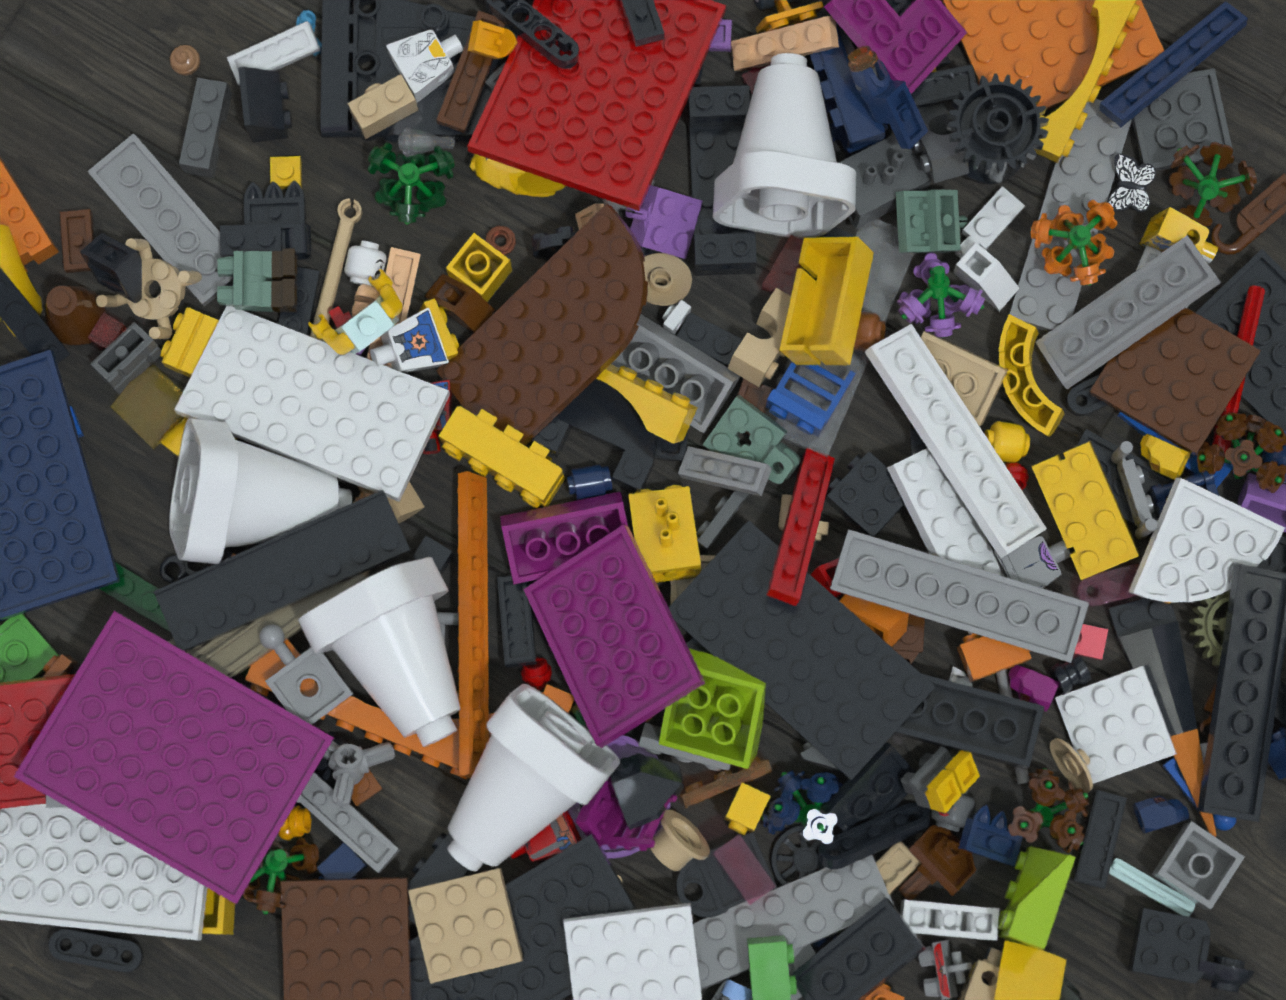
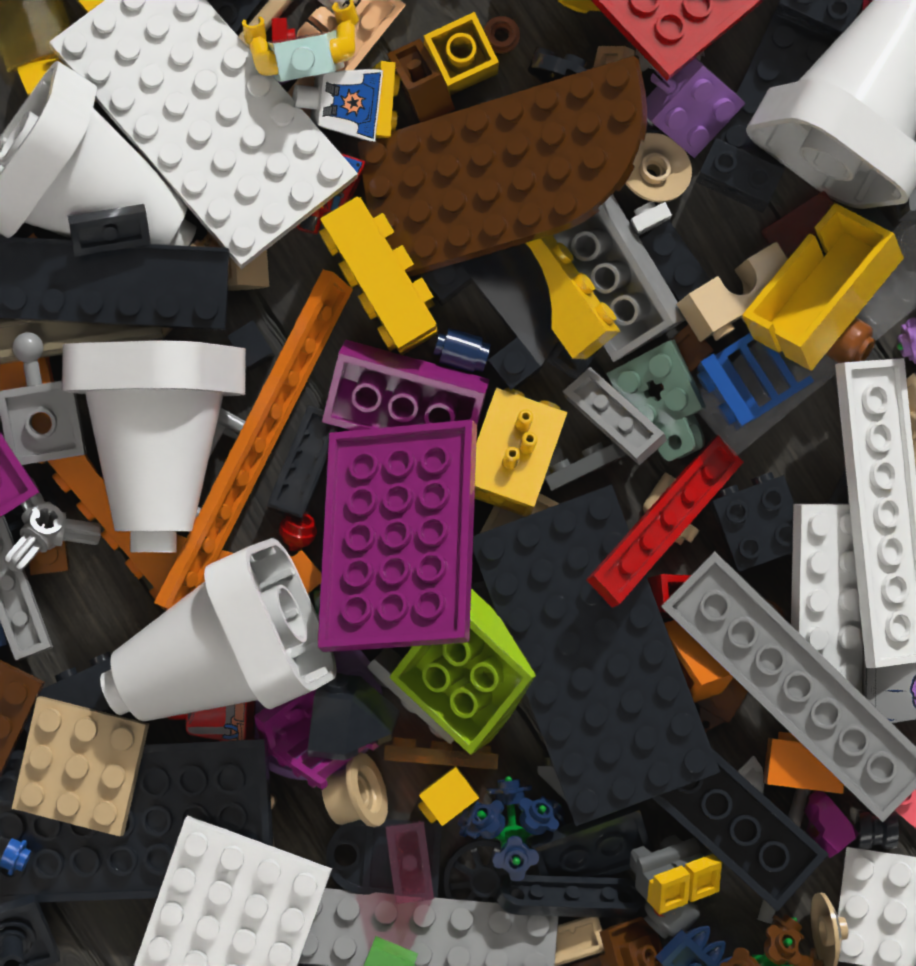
camera: 25 degrees right, 5 degrees up
(289, 519) = (109, 230): none -> black plate

